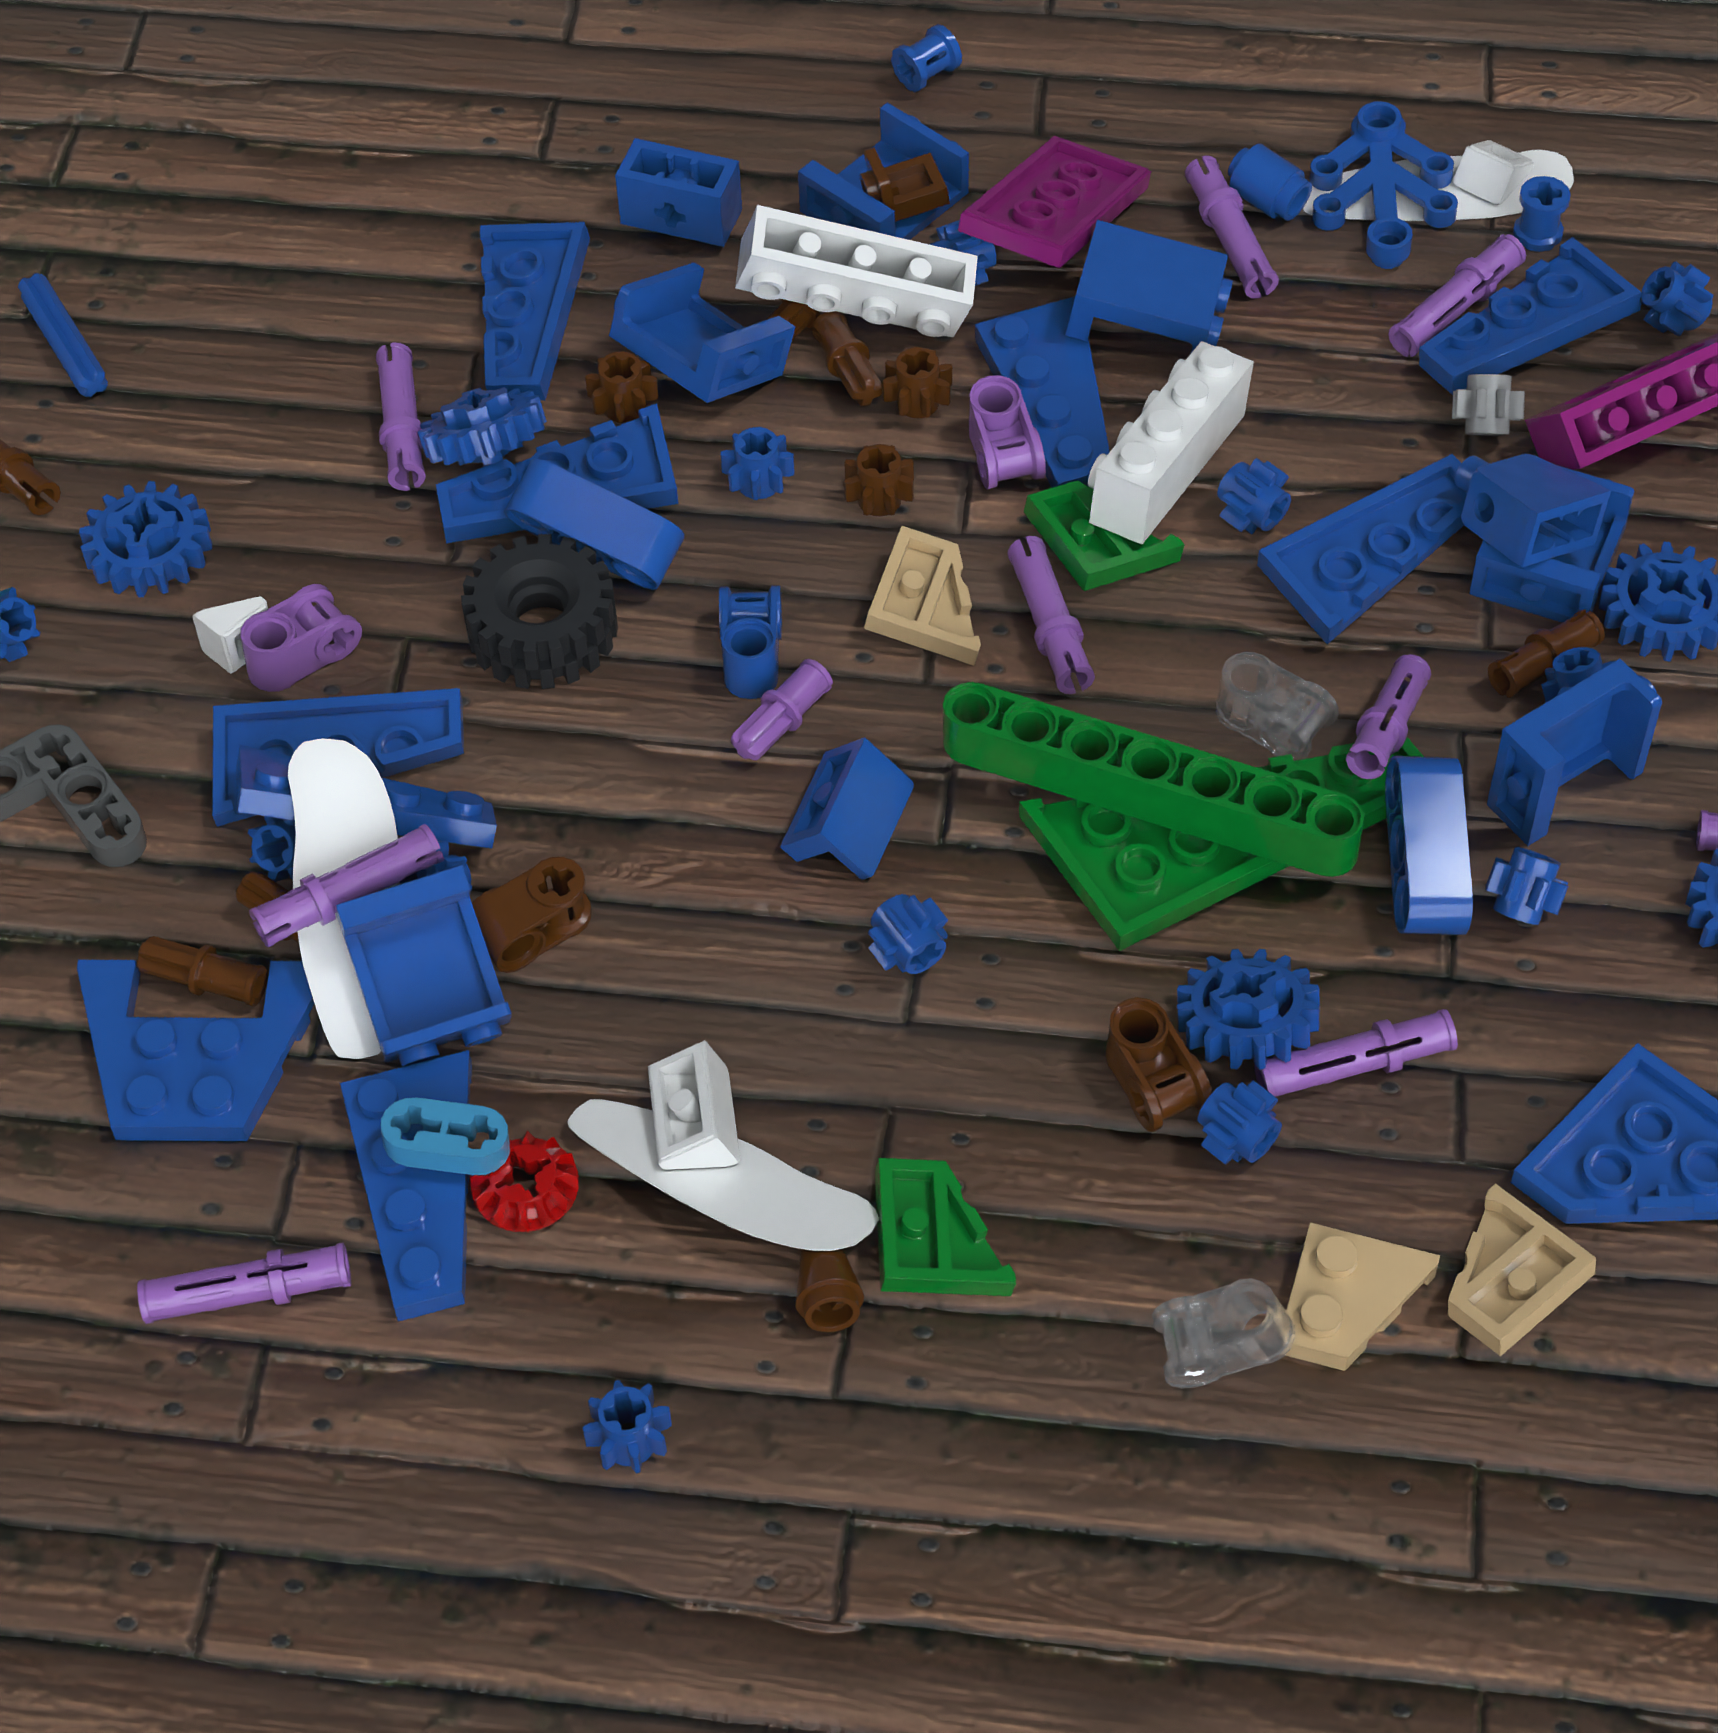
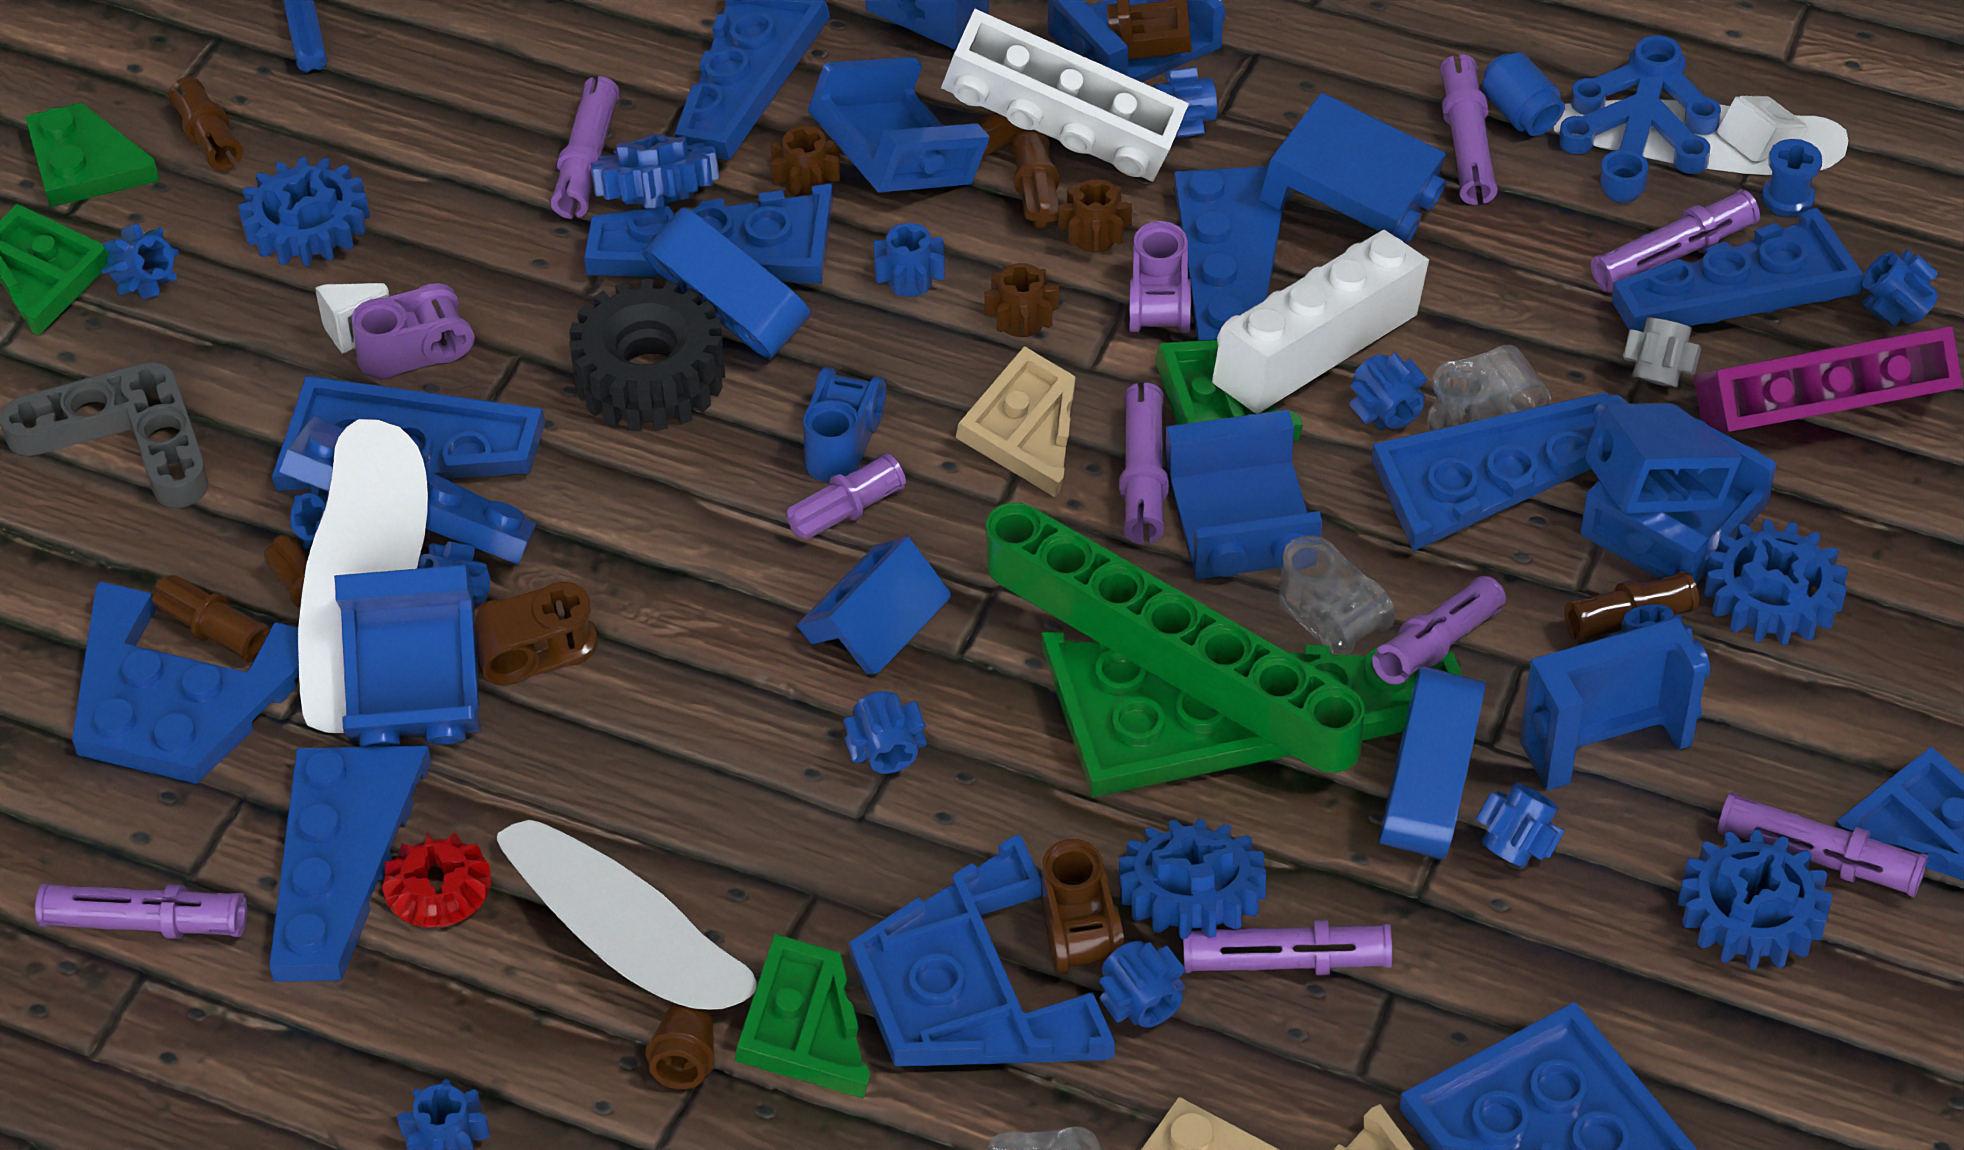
camera: 15 degrees right, 5 degrees down
(372, 872) = (393, 552): medium lavender pin -> none
(445, 1136) = (372, 813): dark azure beam -> none
(693, 1110) = (619, 850): white slope -> none
(1053, 1170) = (945, 989): none -> blue wing
(1054, 201) = (1285, 68): magenta tile -> none
(1150, 626) = (1237, 492): none -> blue panel
(1341, 475) = (1485, 388): none -> clear piece

